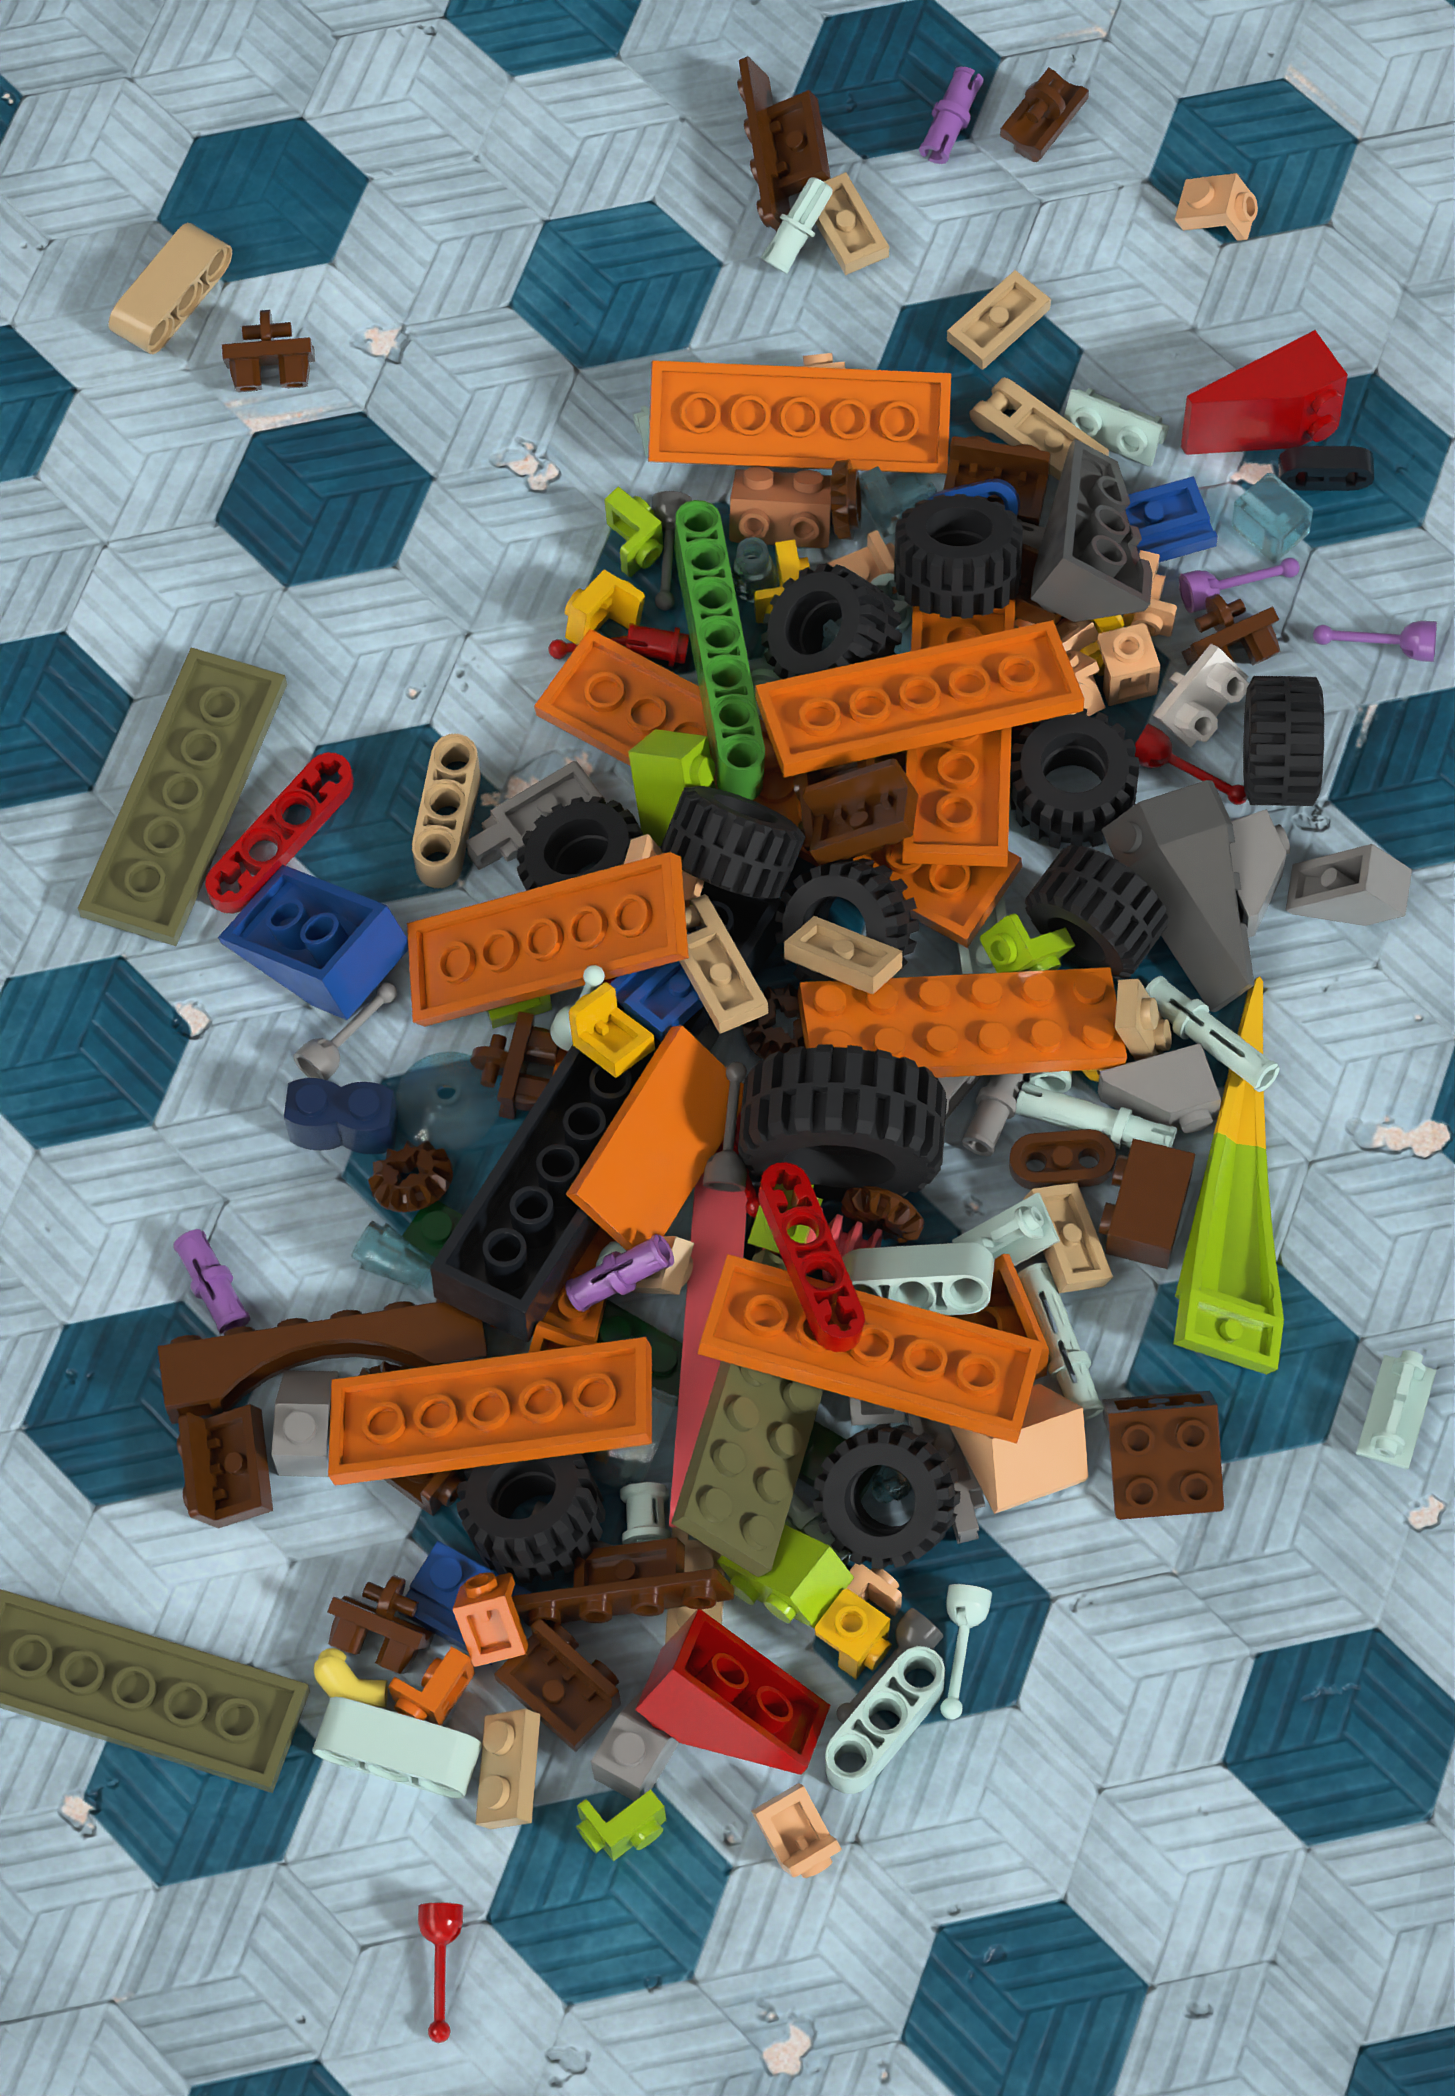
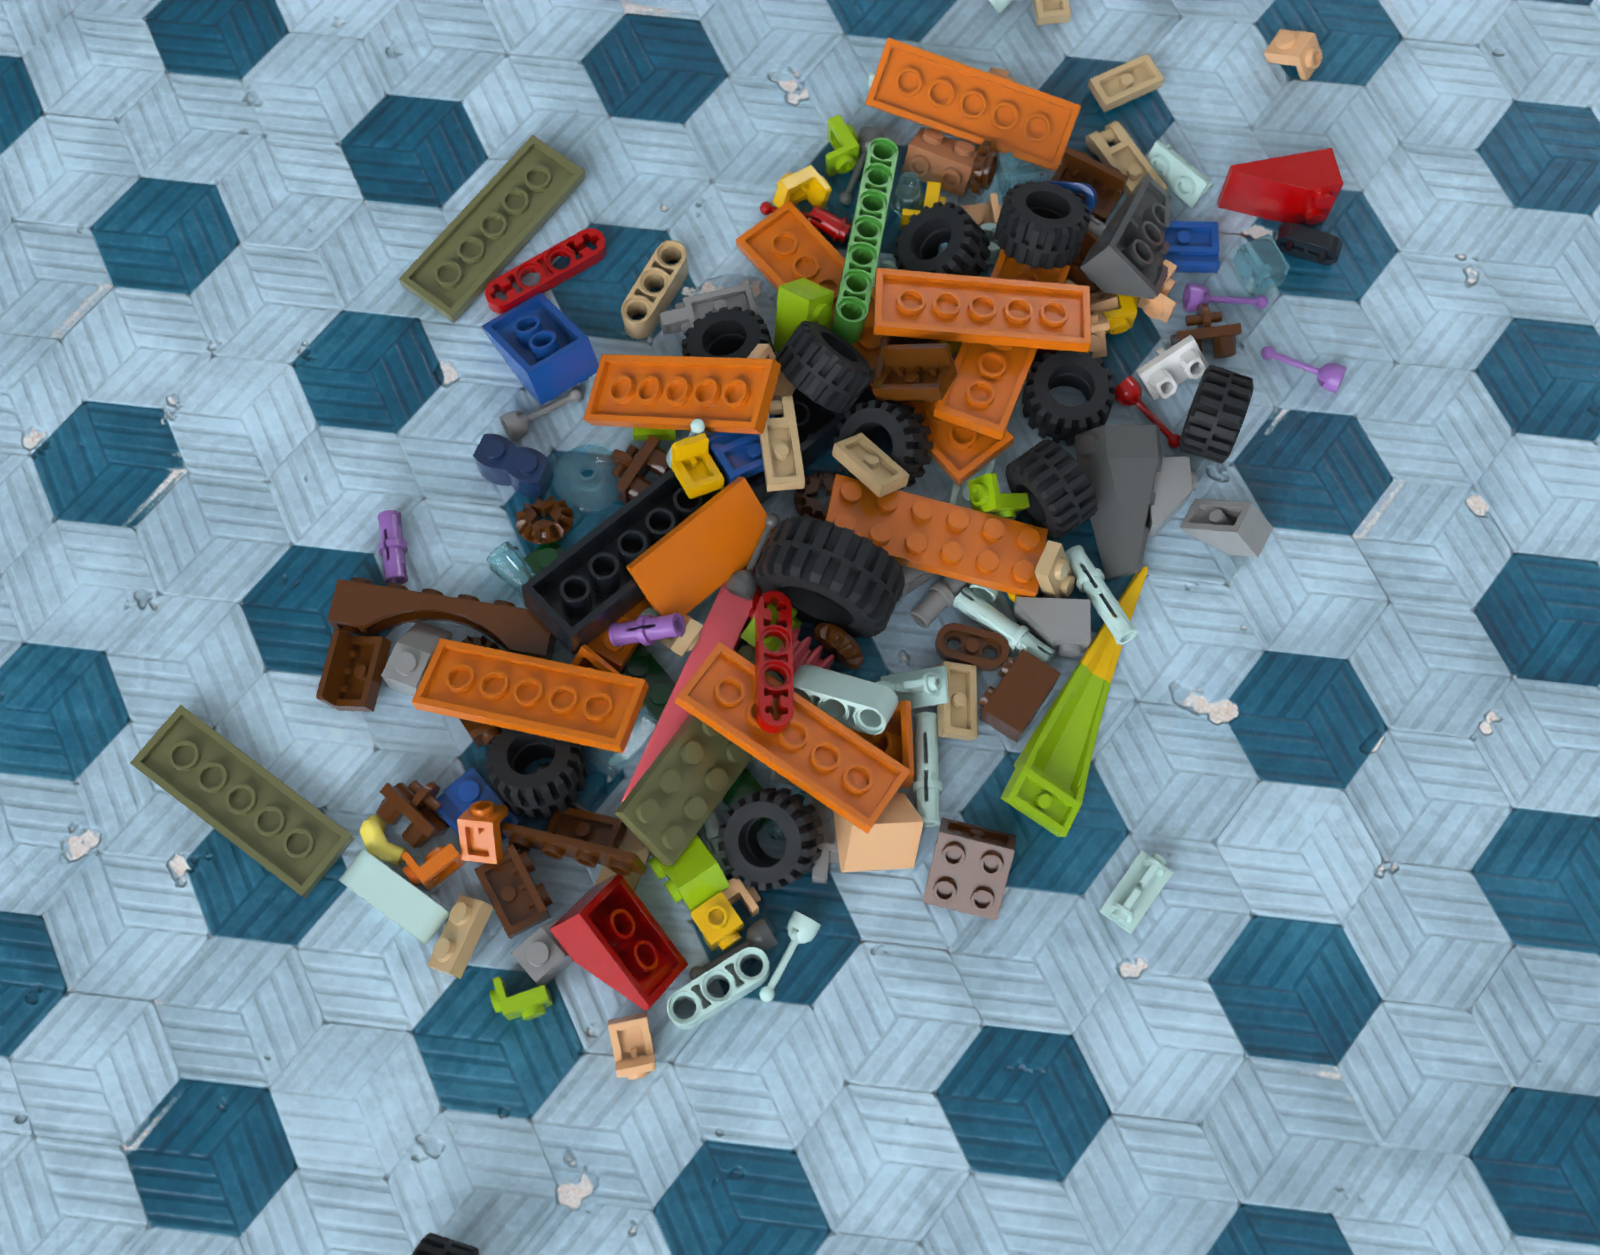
camera: 15 degrees right, 5 degrees up
(440, 1925) = (377, 1027): red hinge -> none
(644, 1512) = (610, 794): light aqua bush -> none
(1129, 663) = (1131, 331): light nougat bracket -> none

